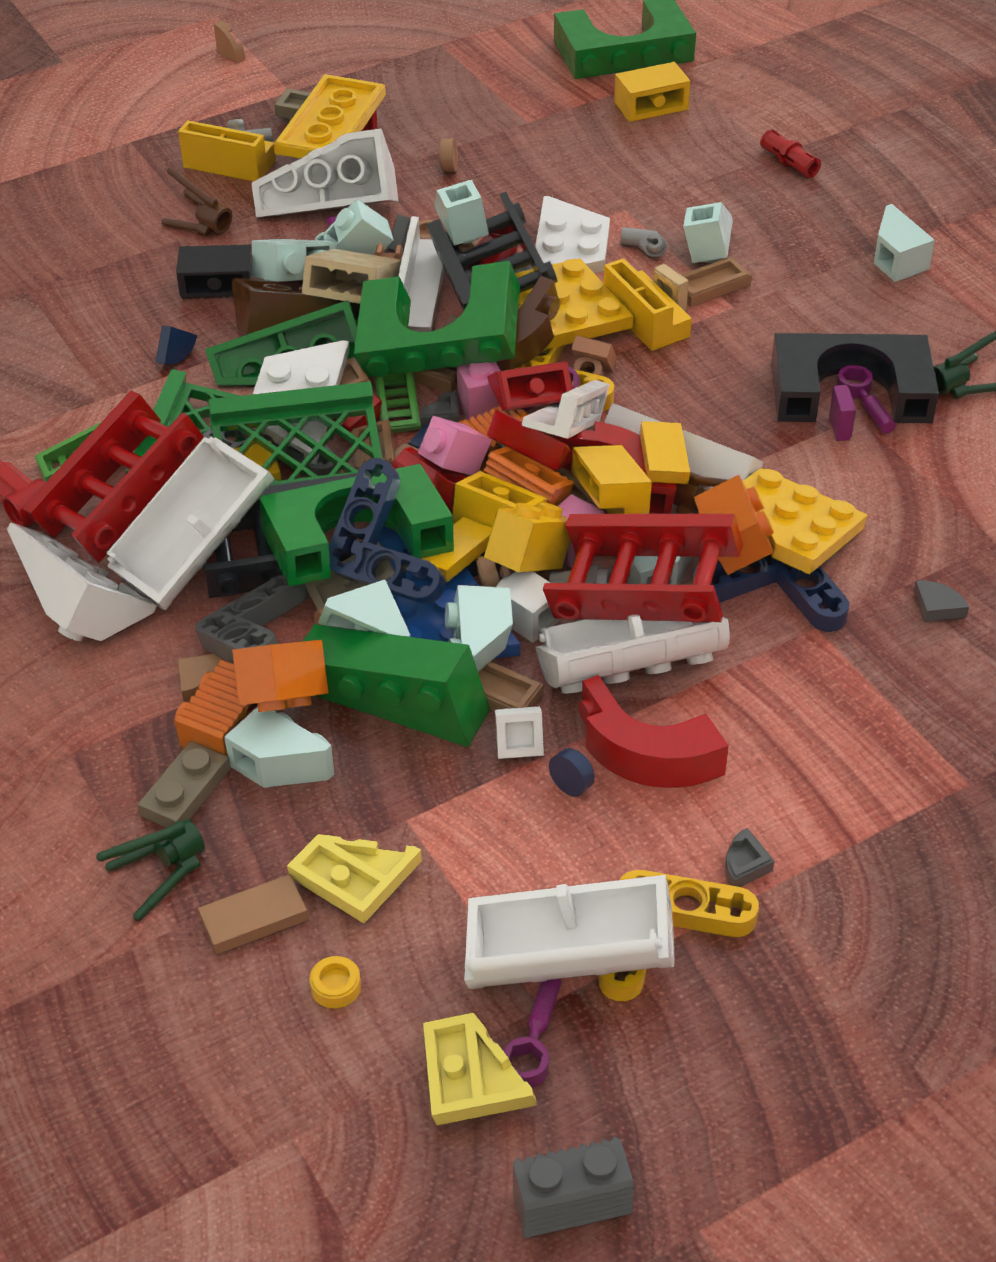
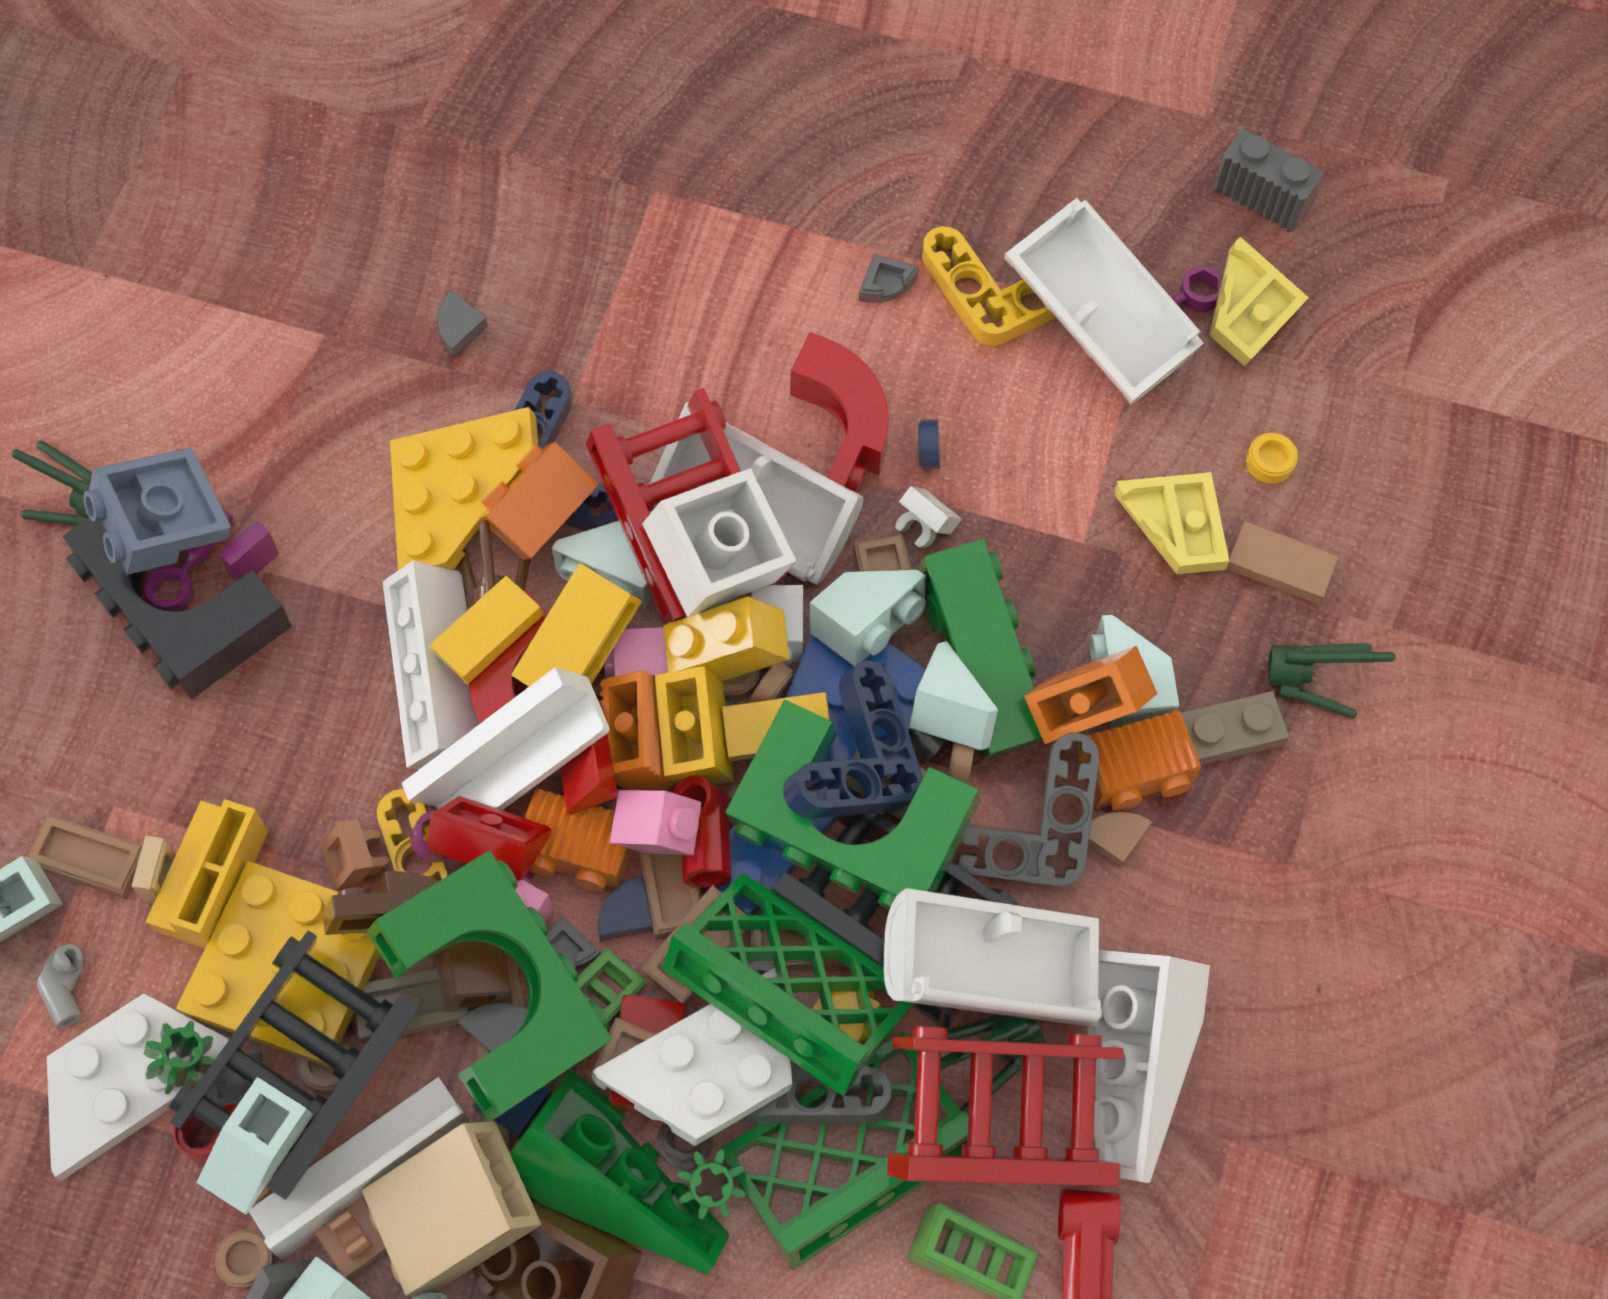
camera: 135 degrees left, 20 degrees up
(241, 372) = (706, 1199): none -> green gear
(548, 235) = (184, 1043): none -> green gear
(587, 533) = (718, 542): none -> white brick
(898, 357) = (154, 509): none -> sand blue plate

